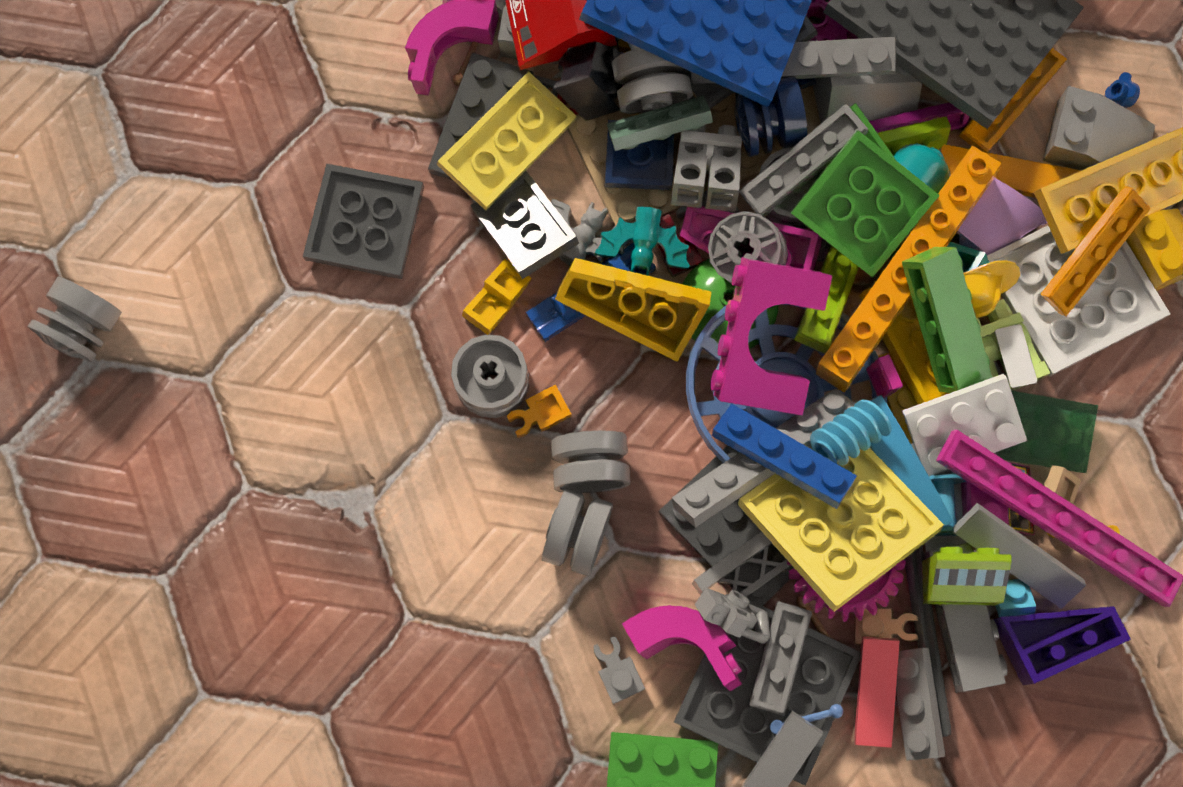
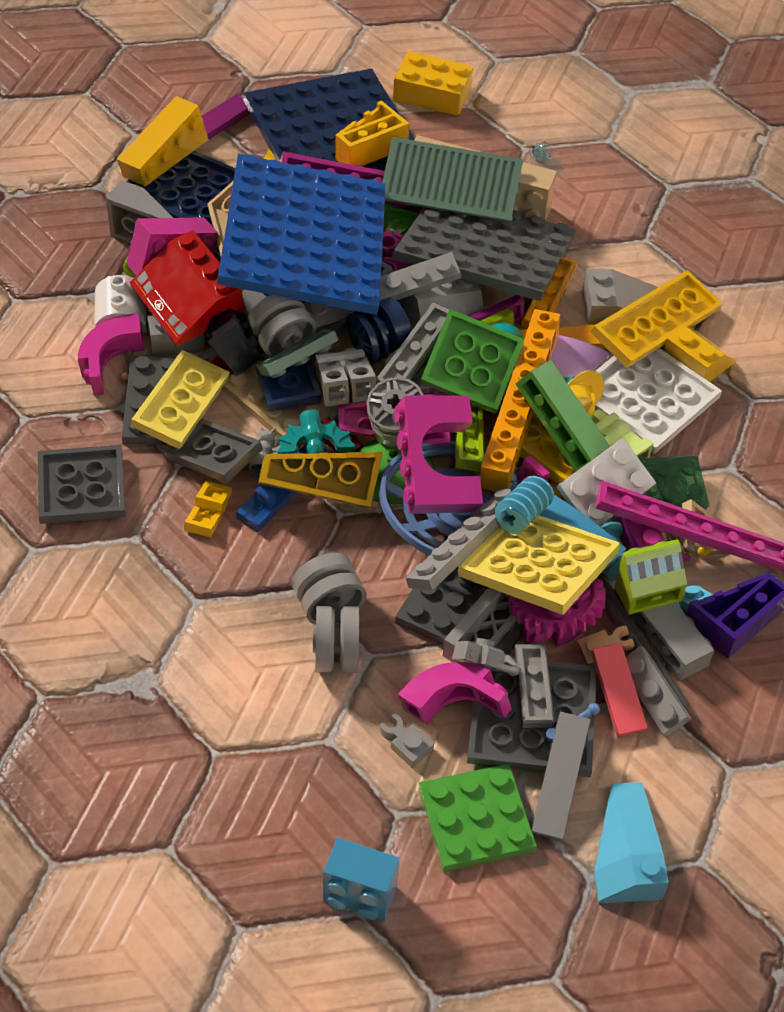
camera: 25 degrees left, 25 degrees down
(484, 357) = (224, 557): light grey wheel -> none
(544, 410) = (274, 572): light orange plate -> none
(784, 455) = (480, 525): blue plate -> none
(1016, 356) = (617, 431): white sticker -> none
(1029, 561) = (698, 567): light grey tile -> none
(1095, 251) = (650, 359): light orange tile -> none
(1123, 91) = (627, 267): blue plate -> none

